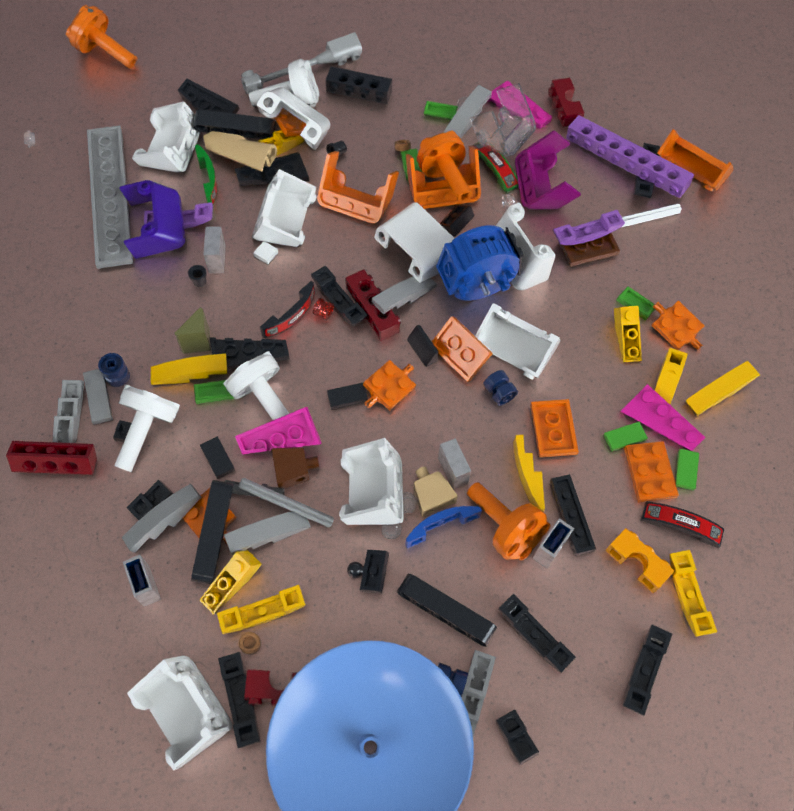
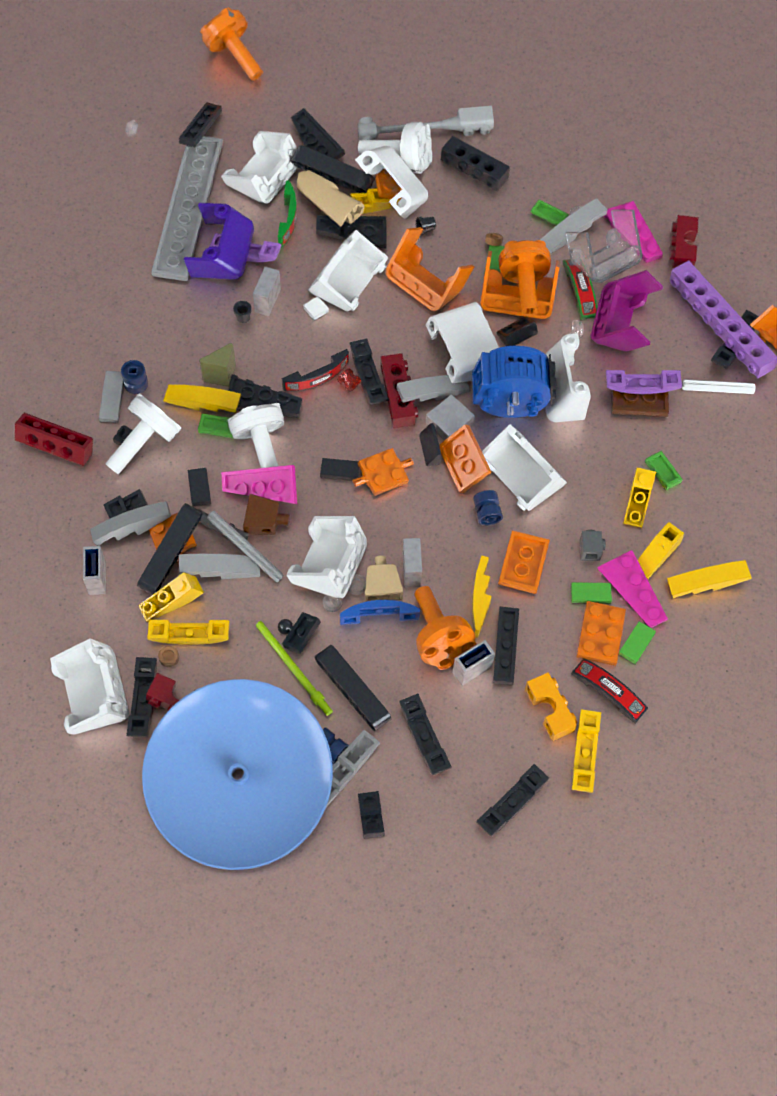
camera: 20 degrees right, 0 degrees up
(69, 412) = (81, 402): light grey slope -> none
(94, 118) = (200, 124): none -> black plate
(414, 631) = (316, 696): none -> lime bar
(430, 315) = (449, 417): none -> flat silver piece
(607, 392) = (591, 545): none -> dark grey brick
(677, 325) = (693, 505): orange plate -> none

